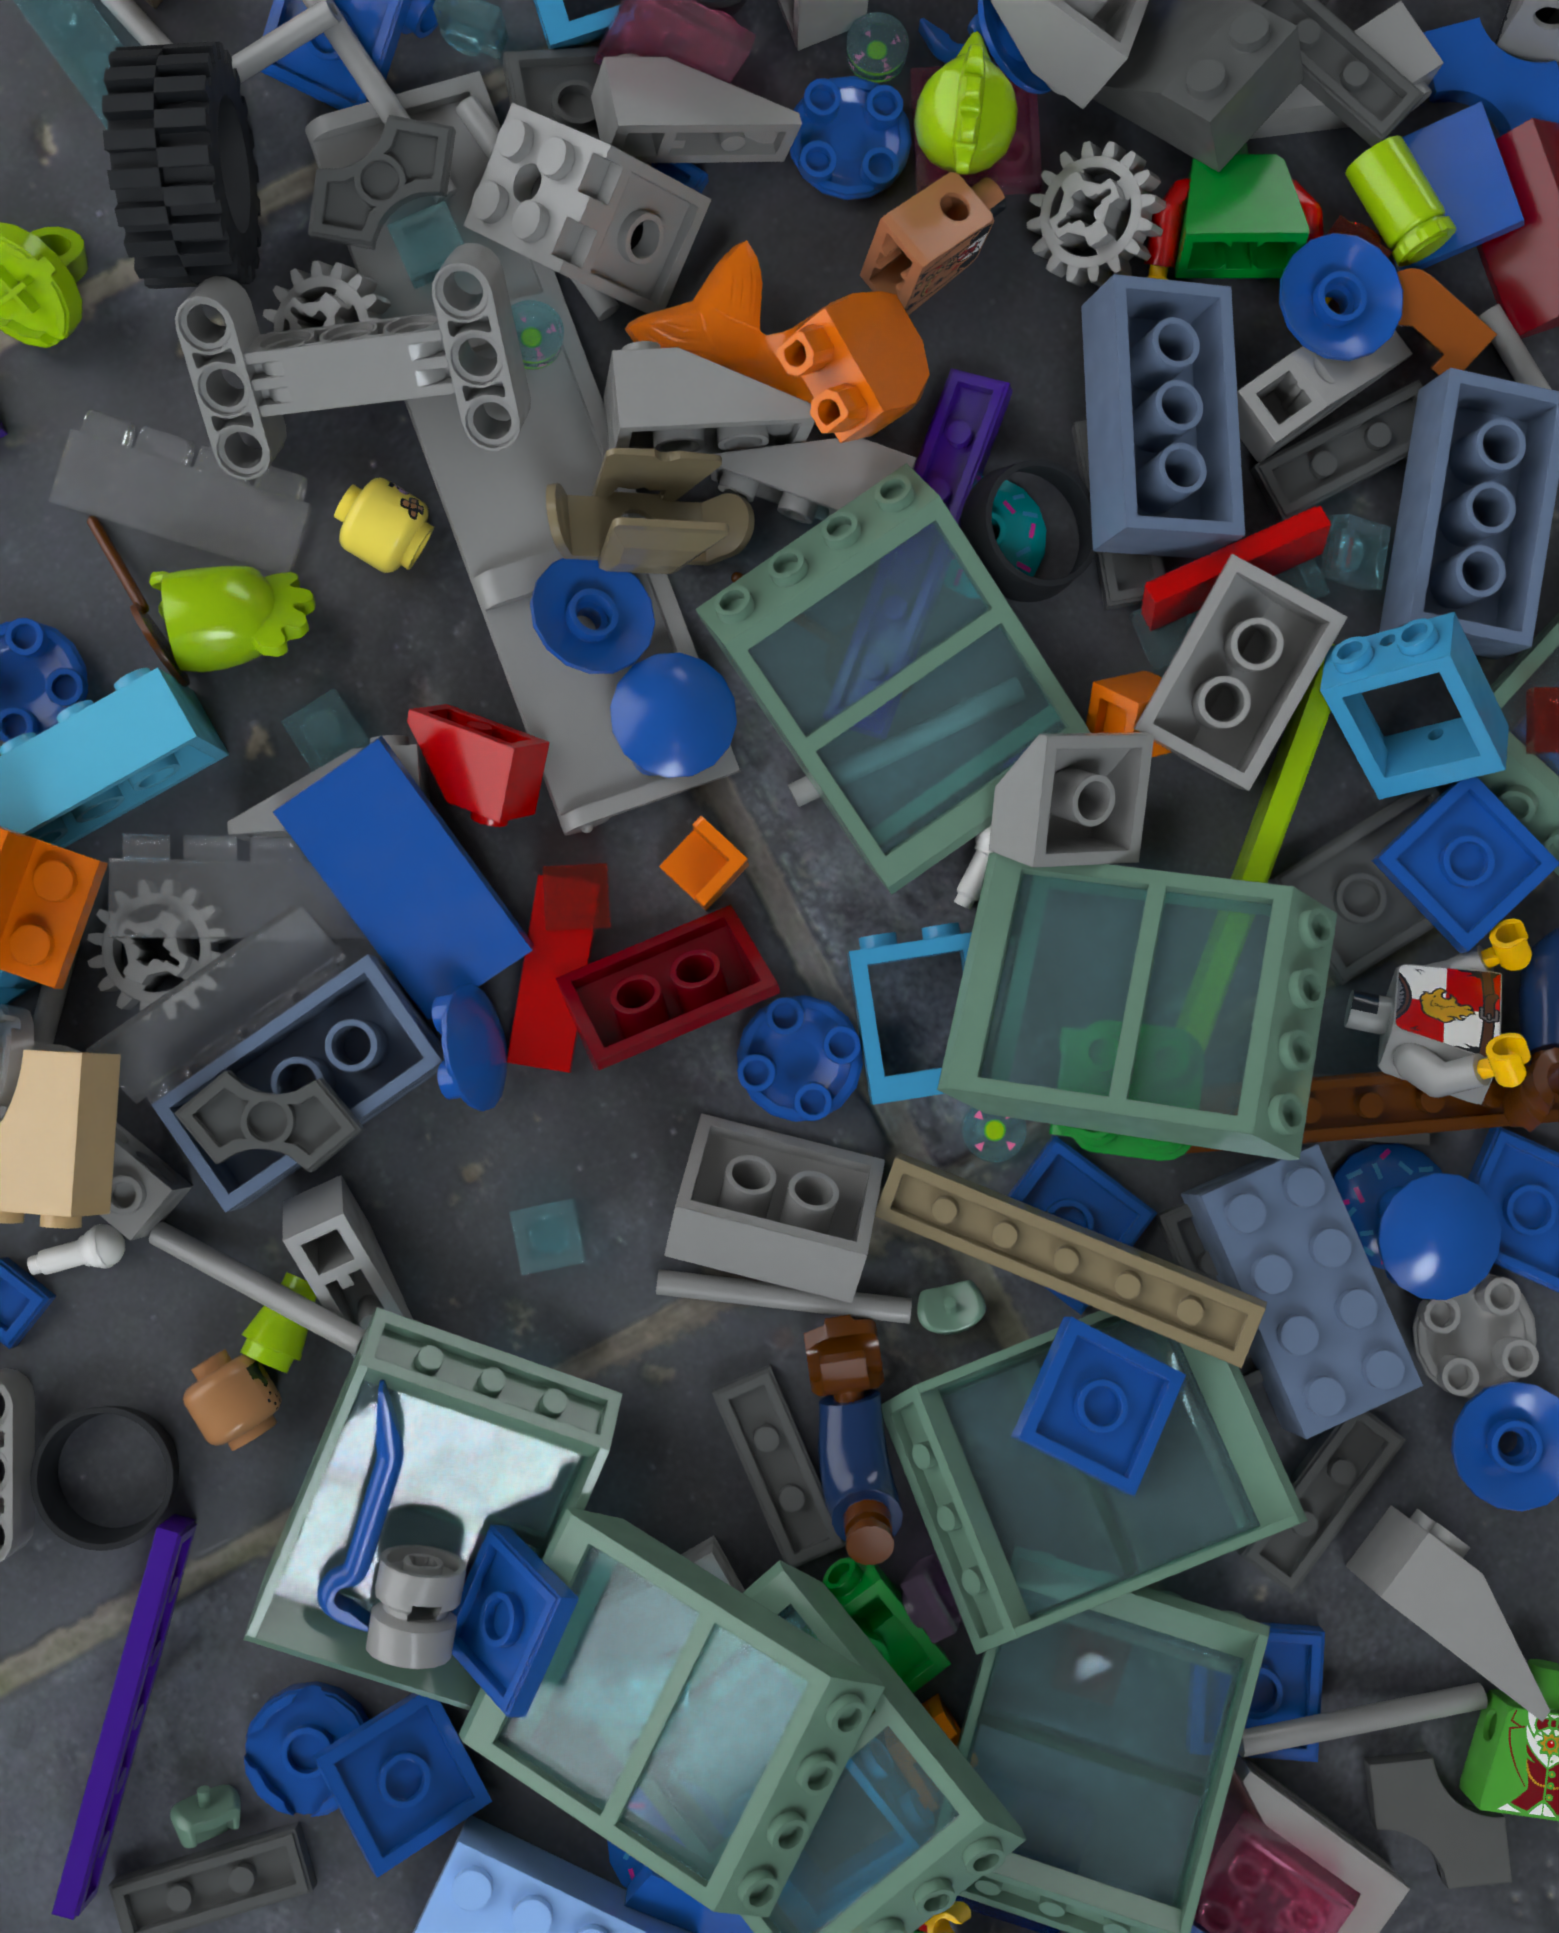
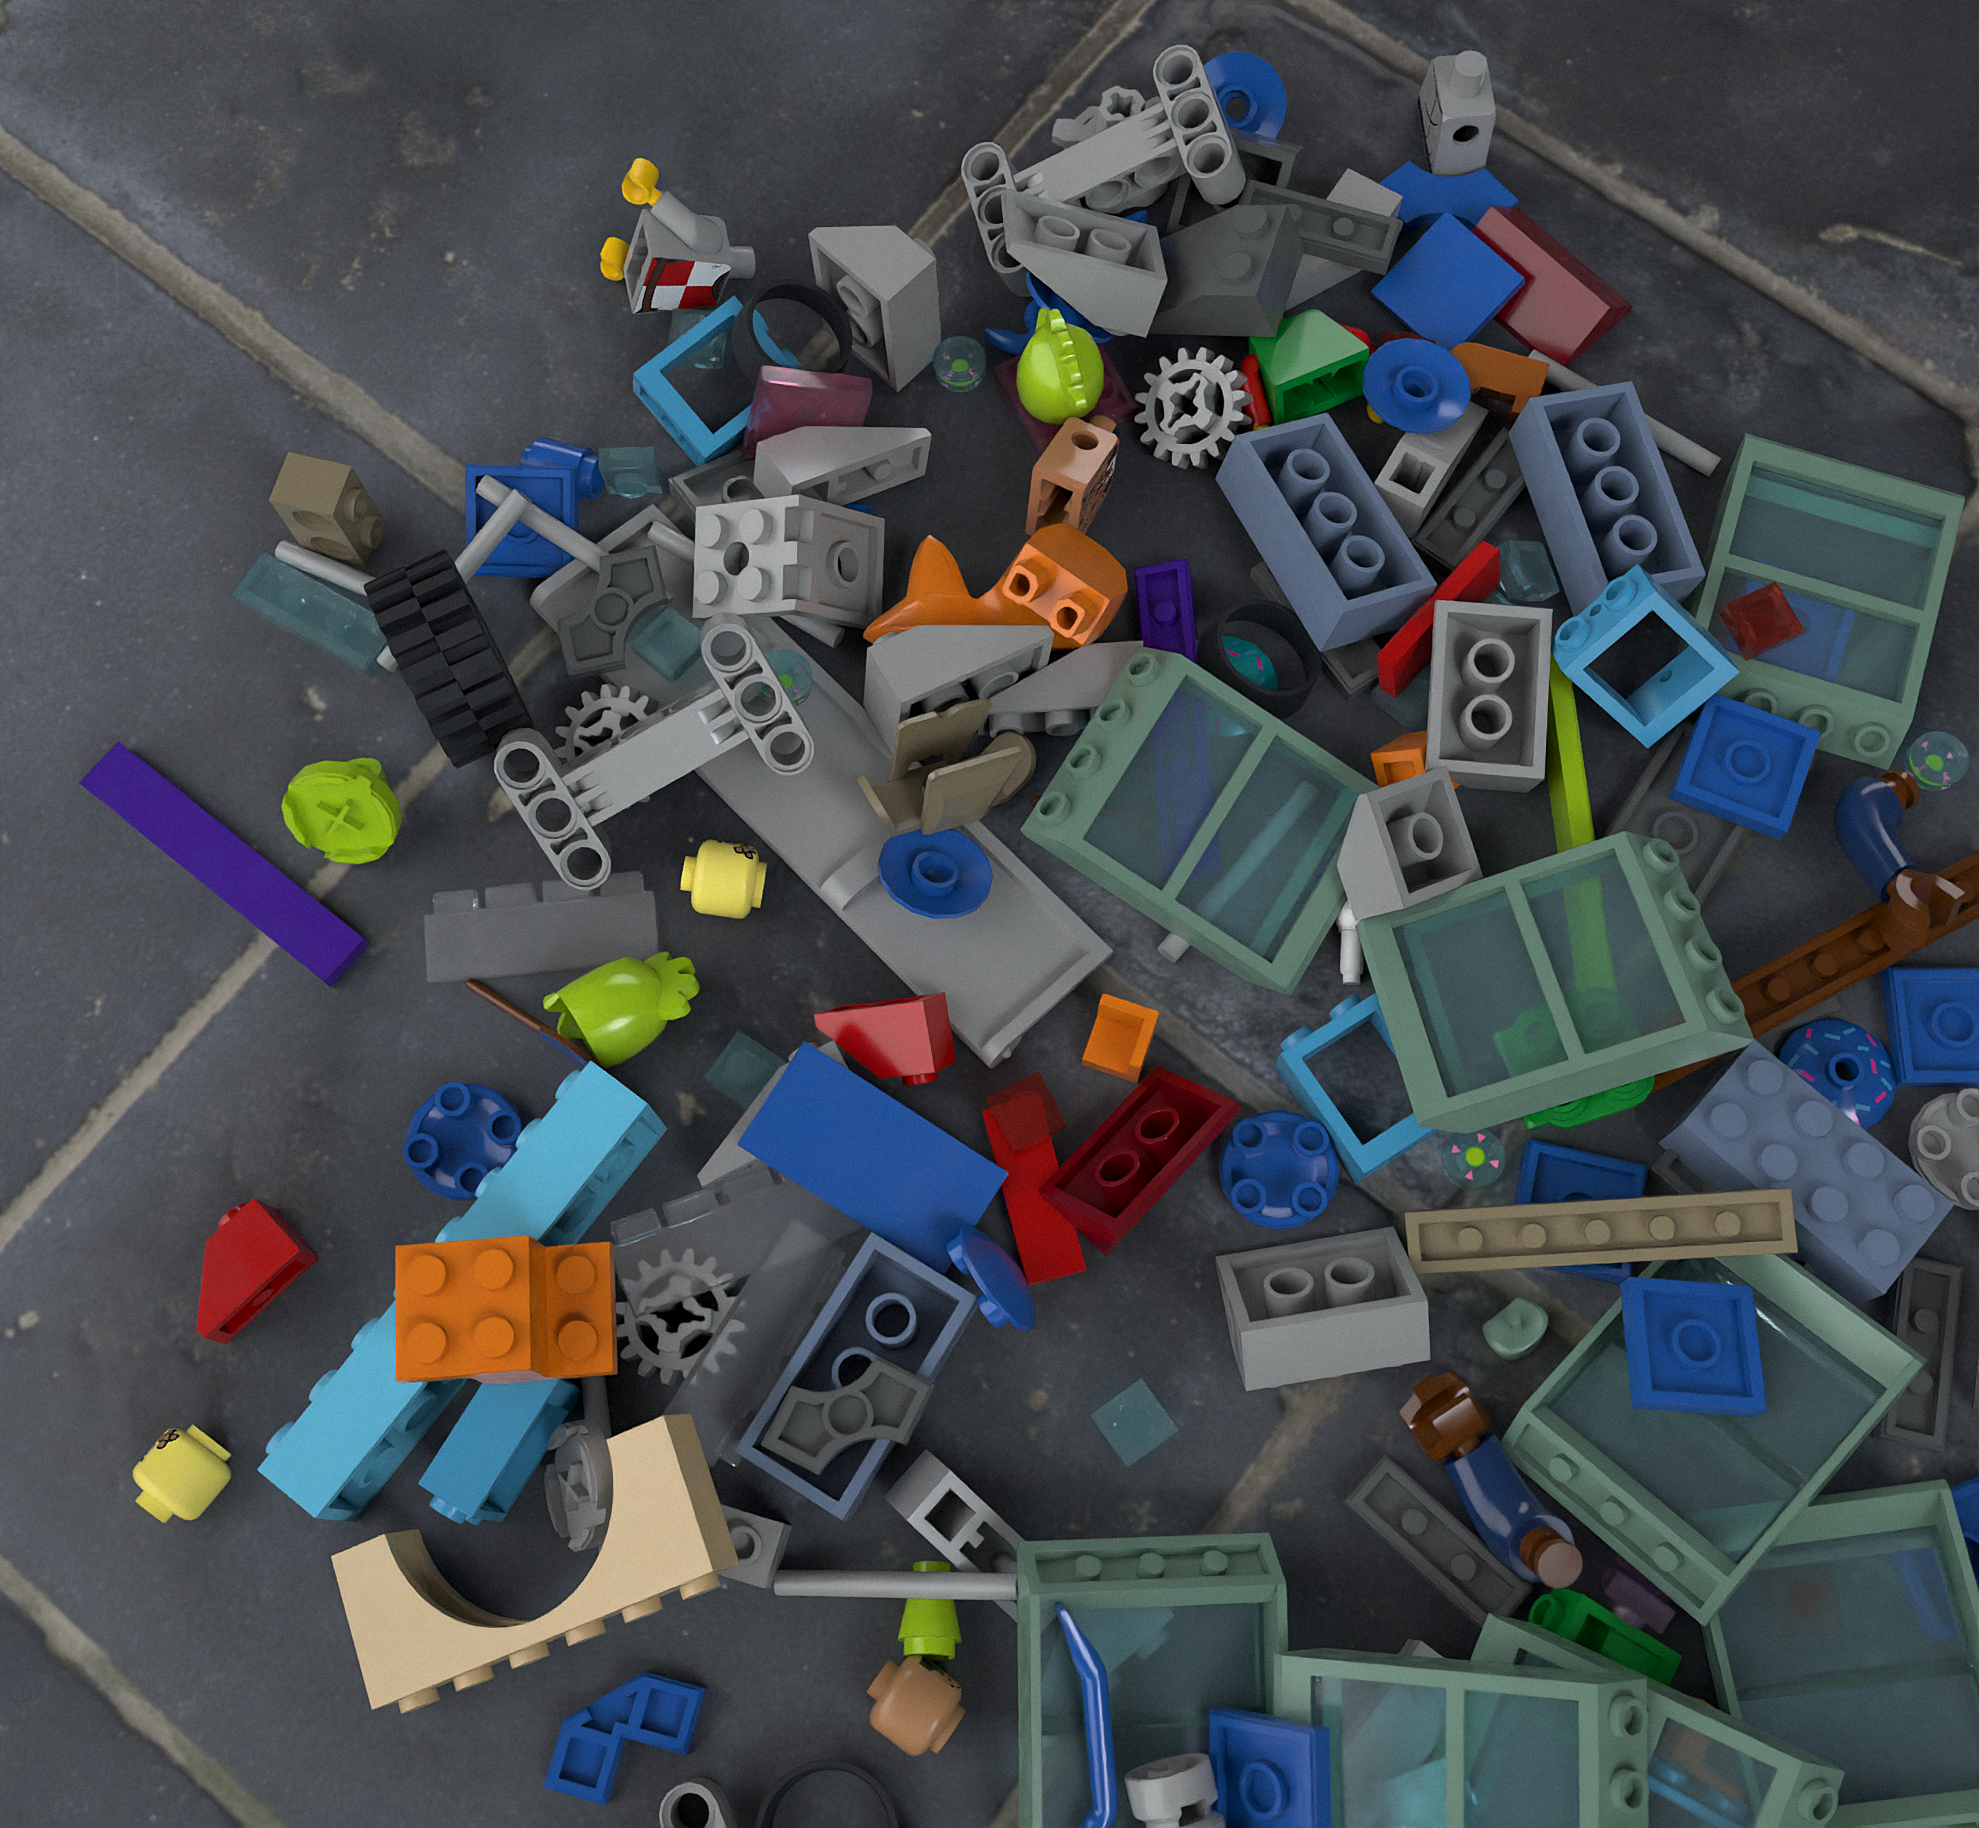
camera: 15 degrees left, 15 degrees down
(98, 1247) = (730, 1620): white piece -> none
(673, 715) = (1038, 927): blue dish -> none
(780, 1297) = (1362, 1387): light grey bar -> none
(851, 137) = (972, 433): blue dish -> none
(1400, 201) = (1423, 303): lime piece -> none
(1438, 1235) = (1893, 1076): blue dish -> none
(1445, 1020) = (1803, 895): torso -> none

